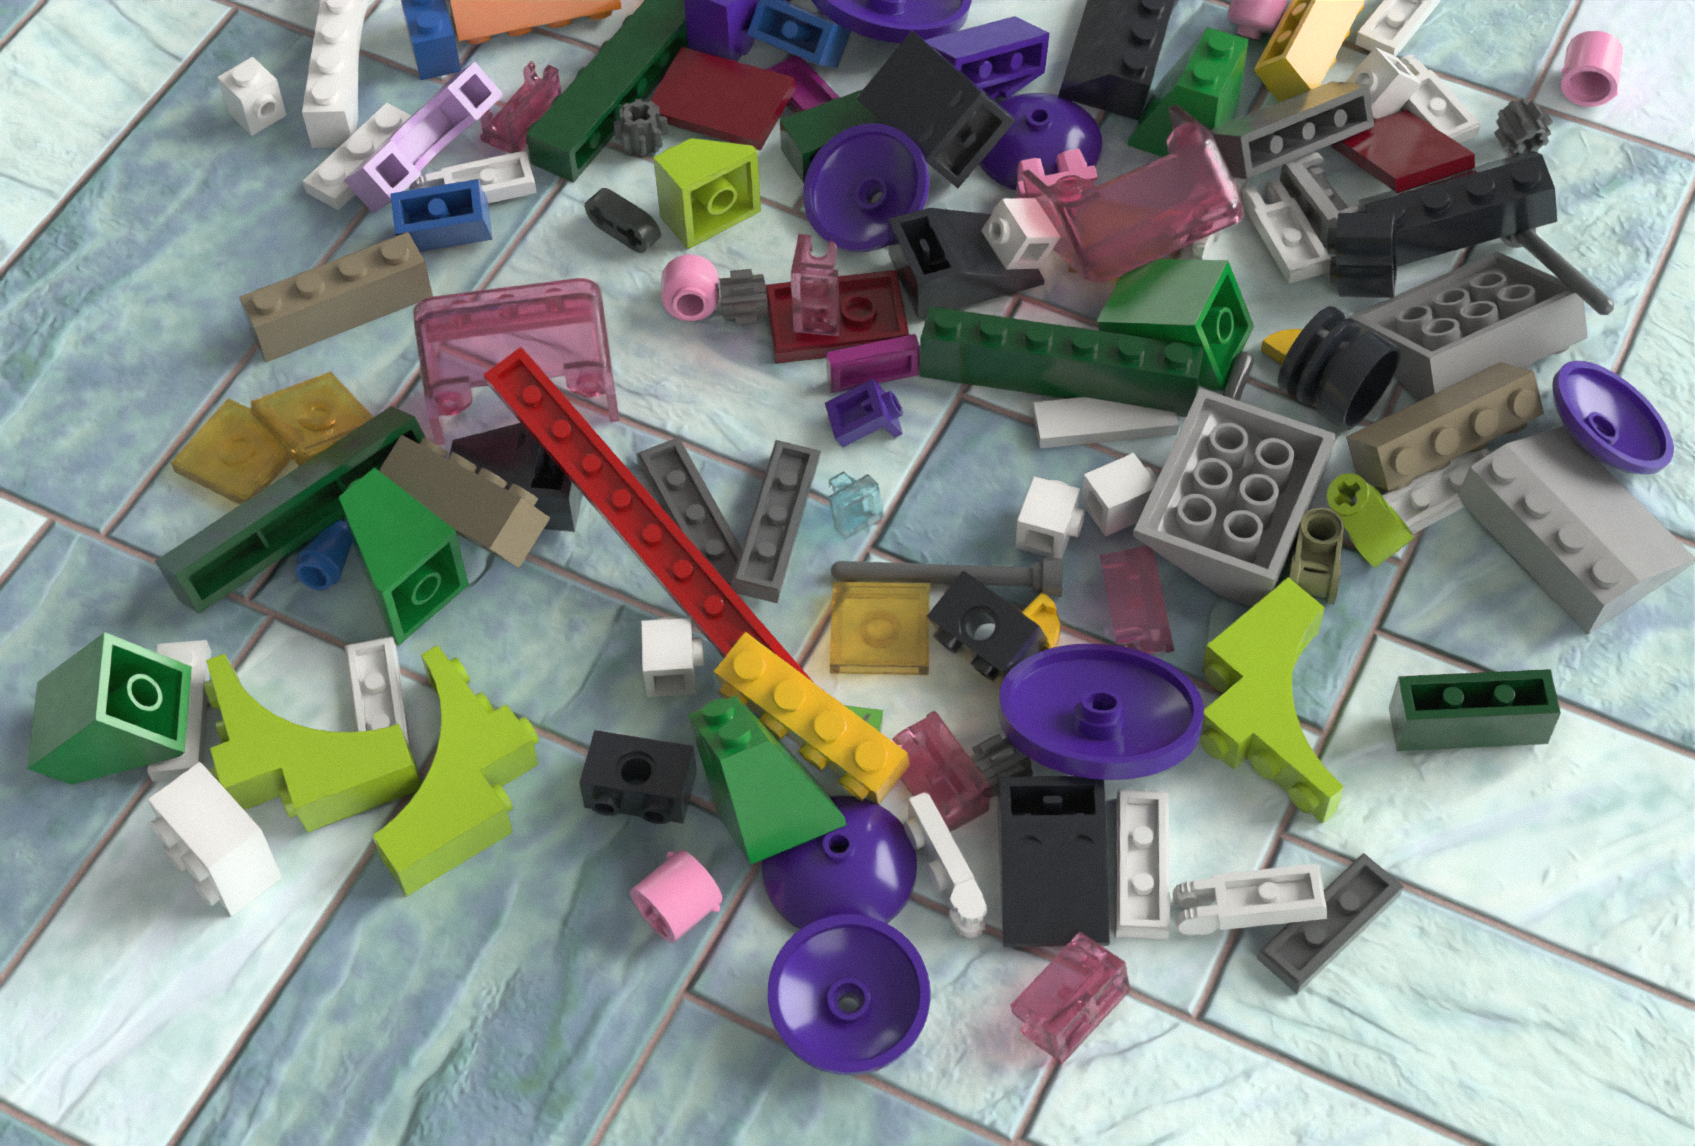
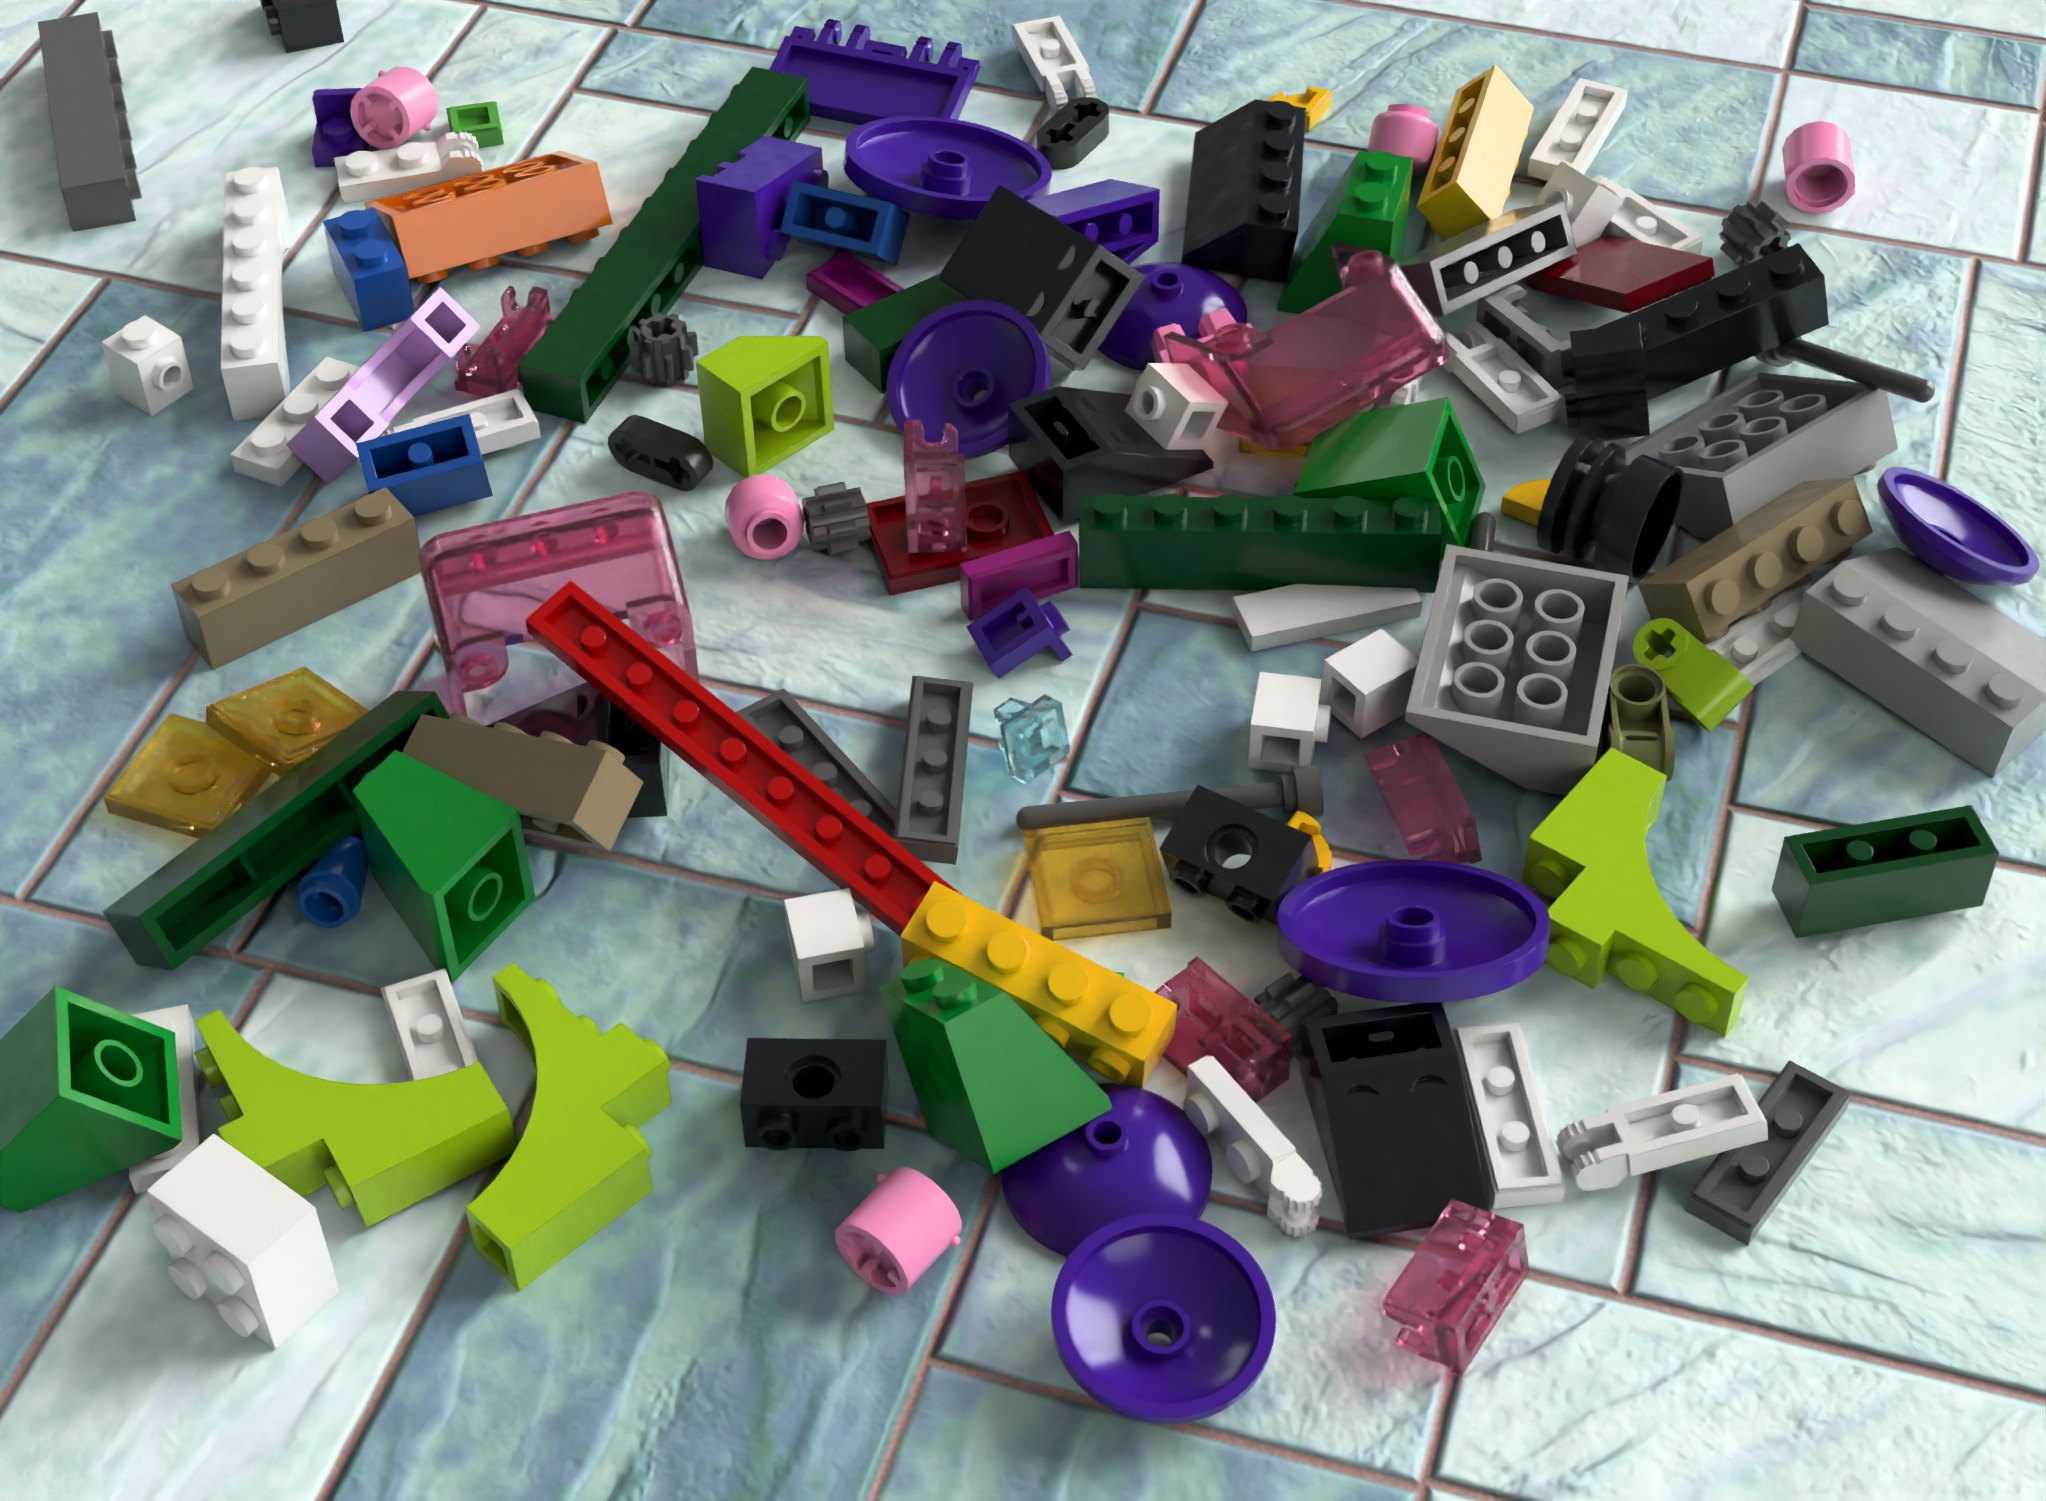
camera: 10 degrees left, 10 degrees down
(722, 97) = (760, 299): dark red tile -> none

